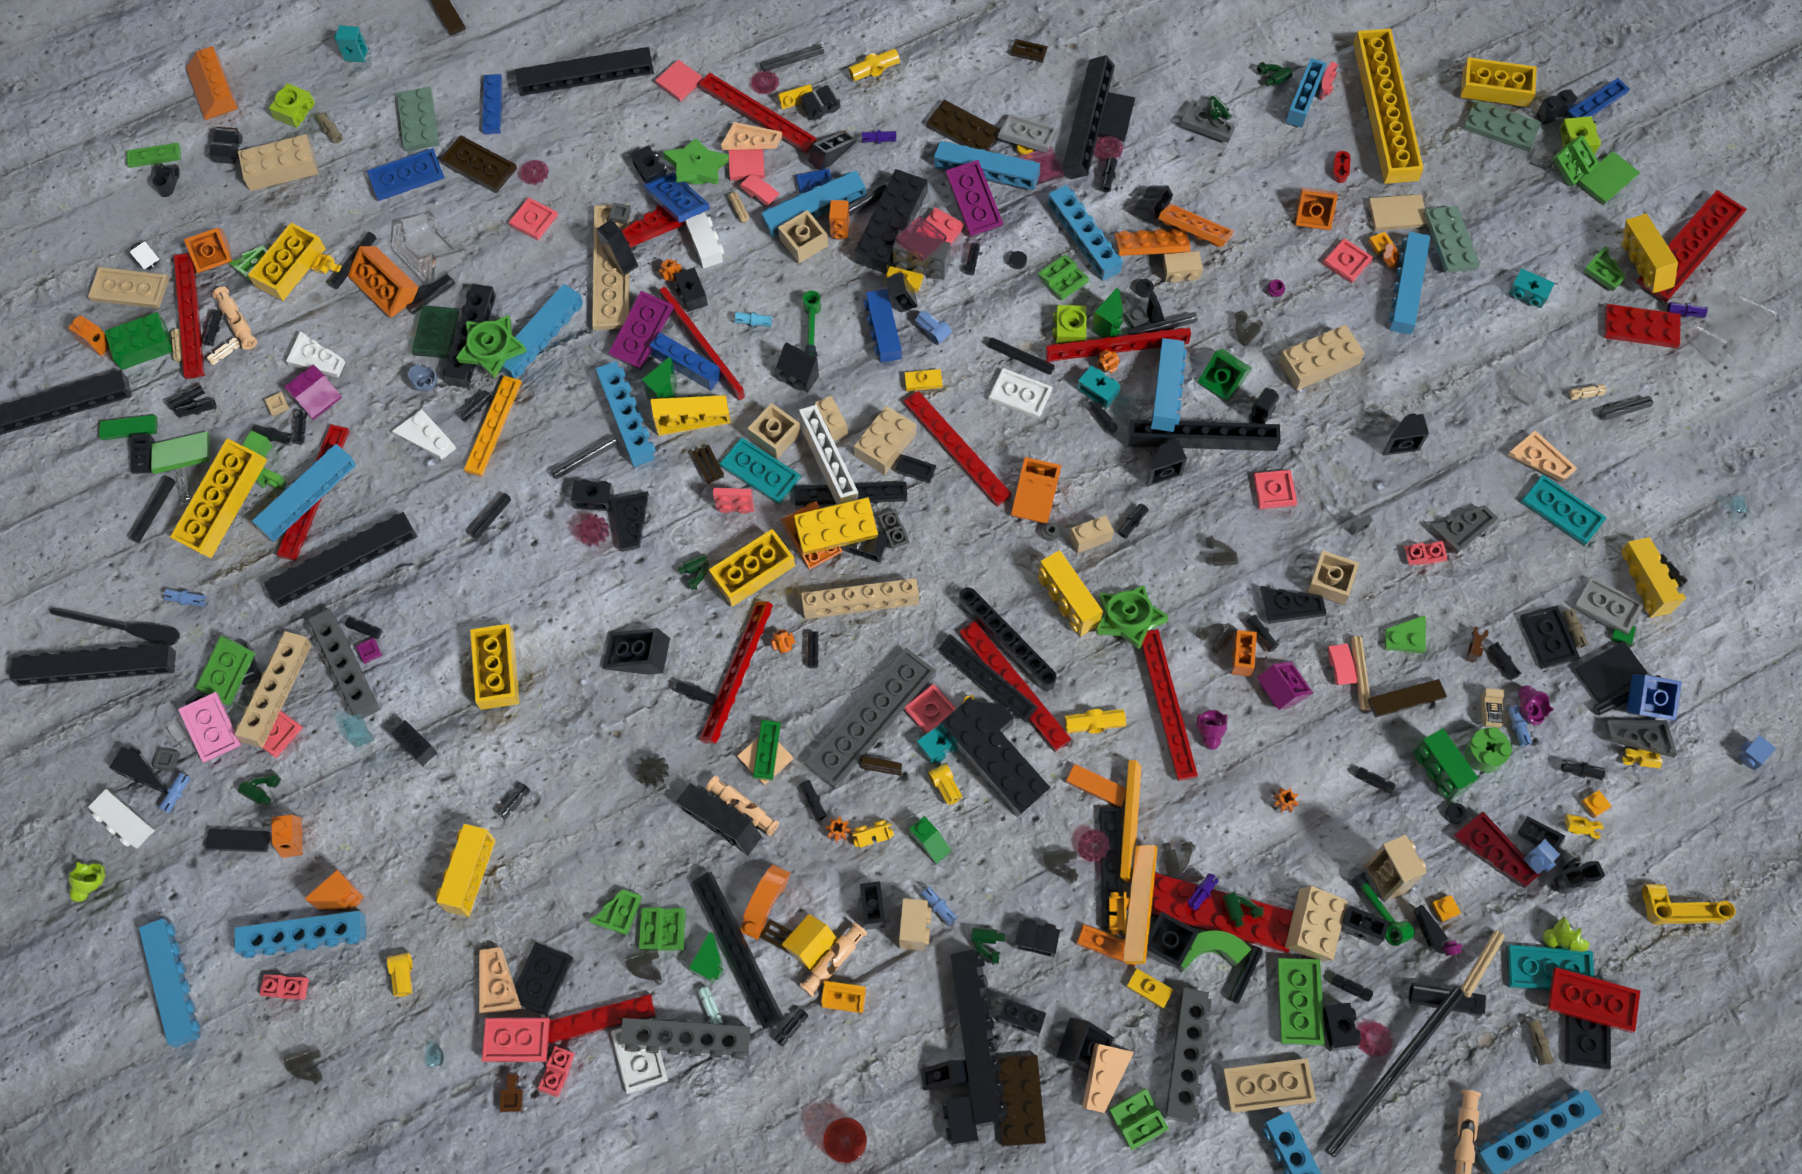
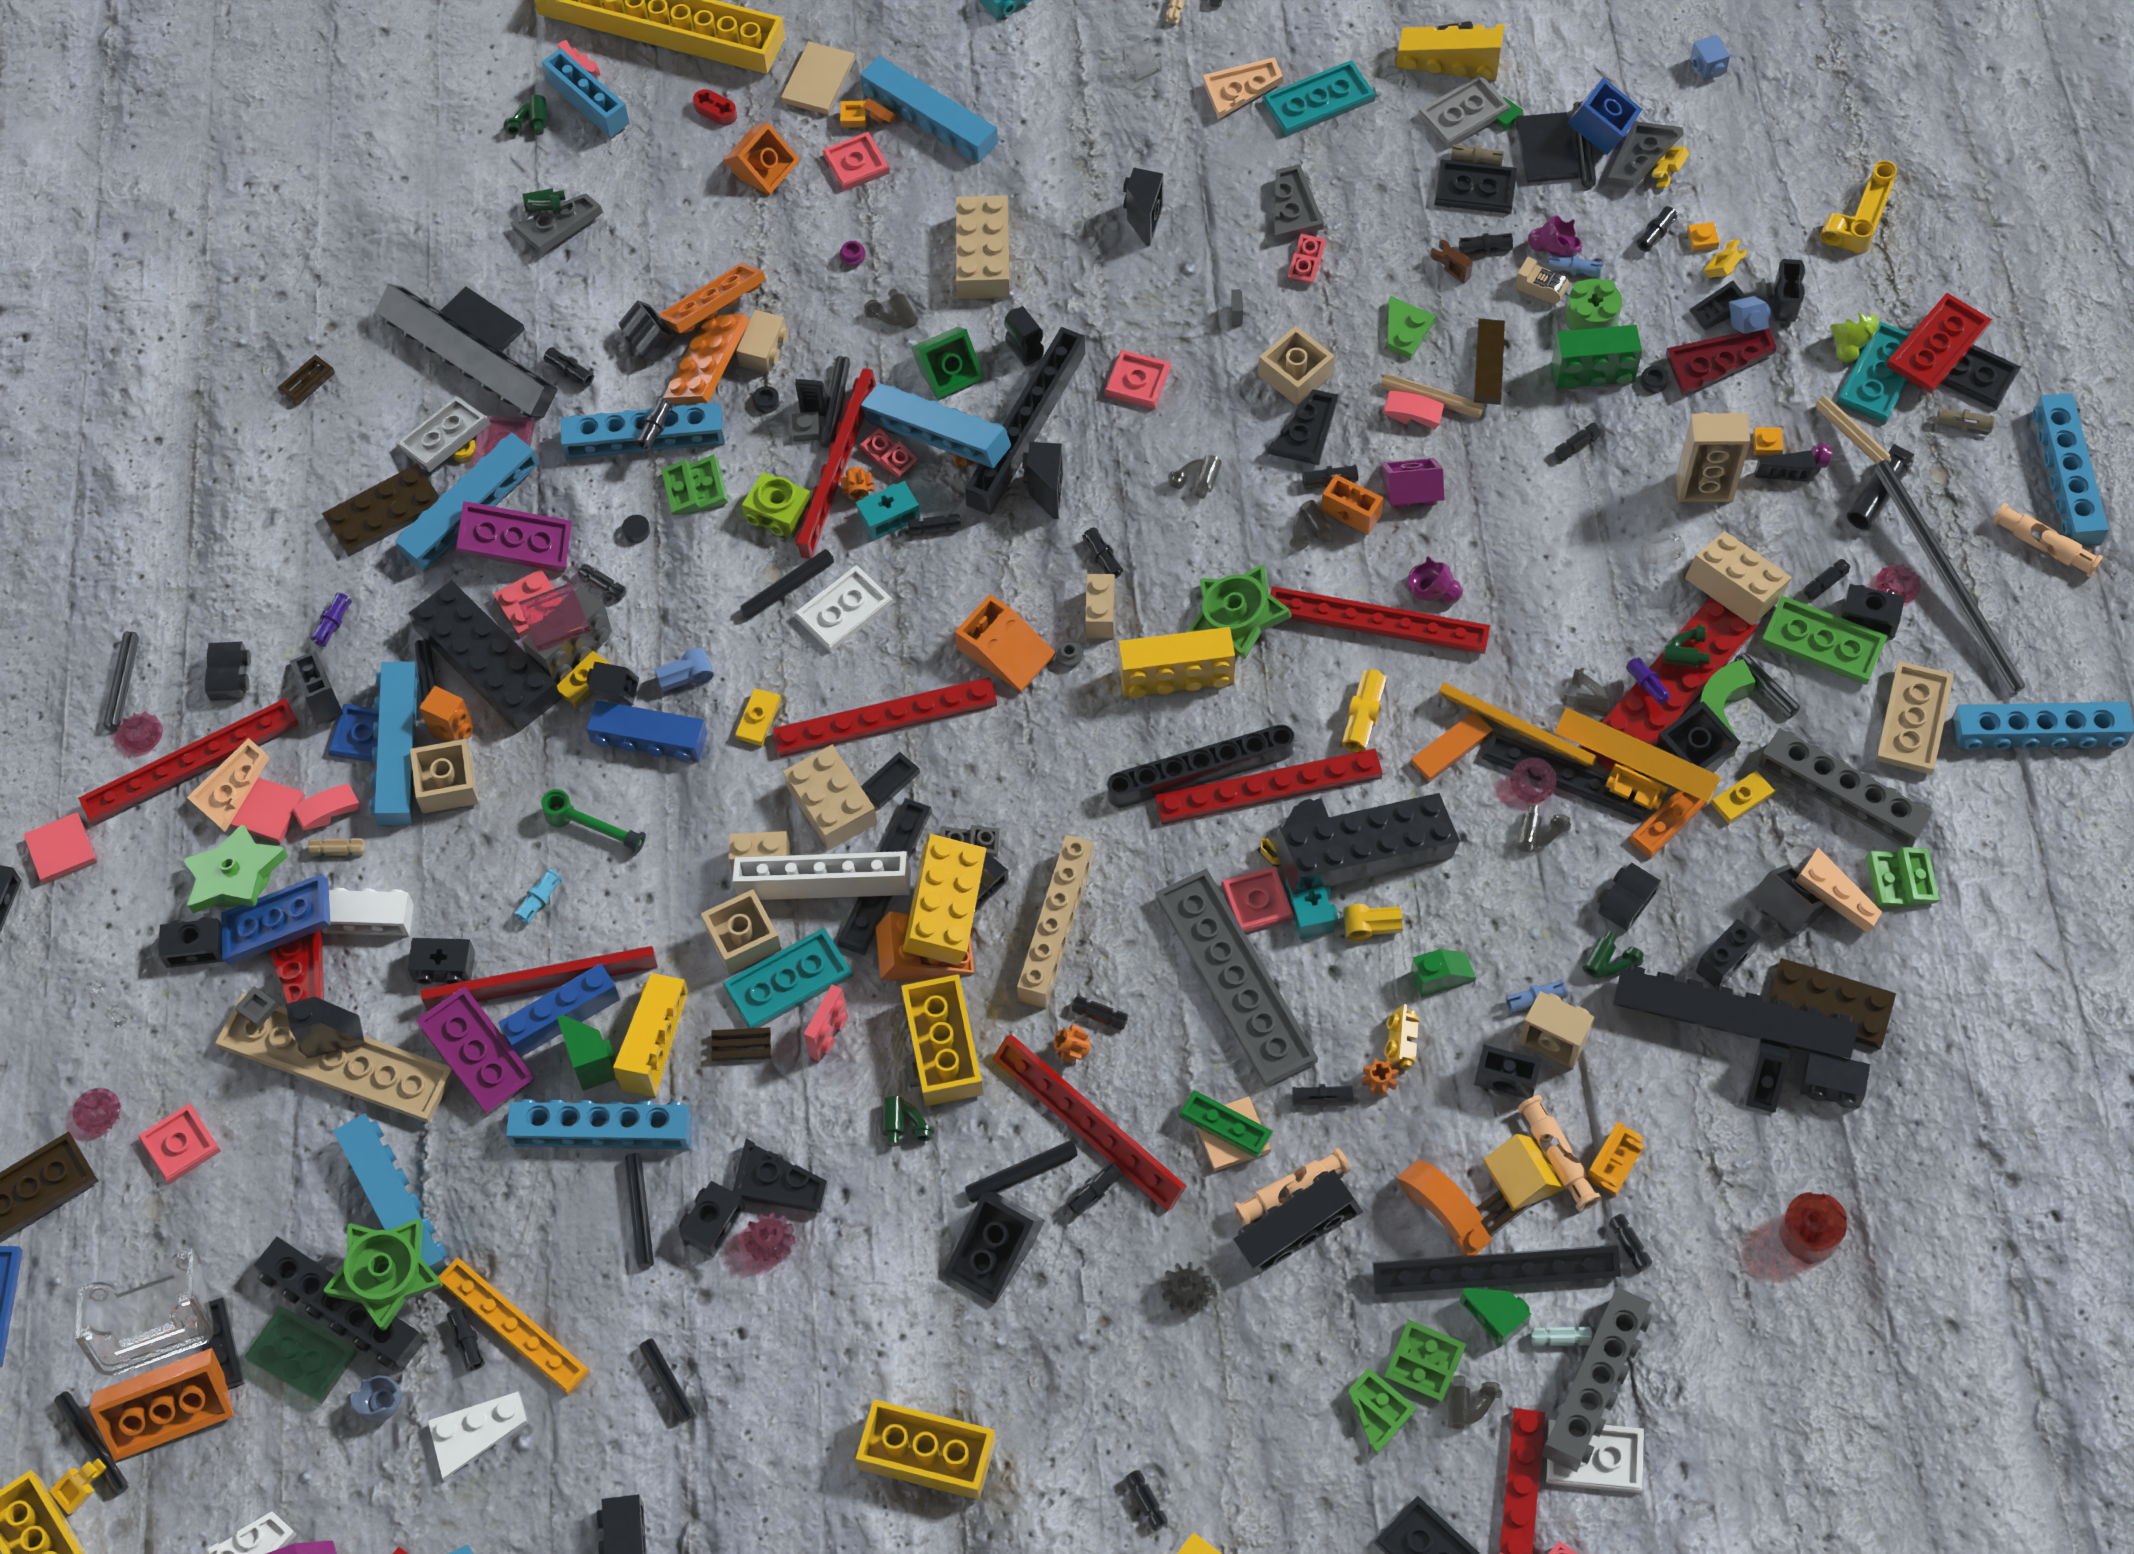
camera: 65 degrees left, 5 degrees down
(669, 268) = (393, 976): orange gear -> none
(691, 648) = (1021, 1170): none -> black axle
(792, 97) = (194, 698): yellow hinge -> none
(797, 368) = (657, 863): black slope -> none
(874, 64) = (206, 578): yellow piece -> none
(882, 766) = (1313, 988): dark brown tile -> none
(988, 678) = (1246, 810): black tile -> none
(1086, 233) = (654, 424): none -> black pin
(1103, 144) = (526, 340): clear pink gear -> none
(1109, 316) = (795, 450): green slope -> none
(1141, 370) = (888, 454): none -> coral slope
(1290, 799) = (1564, 544): orange gear -> none
(1364, 925) = (1763, 526): black brick -> none
(1392, 935) = (1775, 491): green piece -> none
(1451, 239) = (891, 39): sand green plate -> none

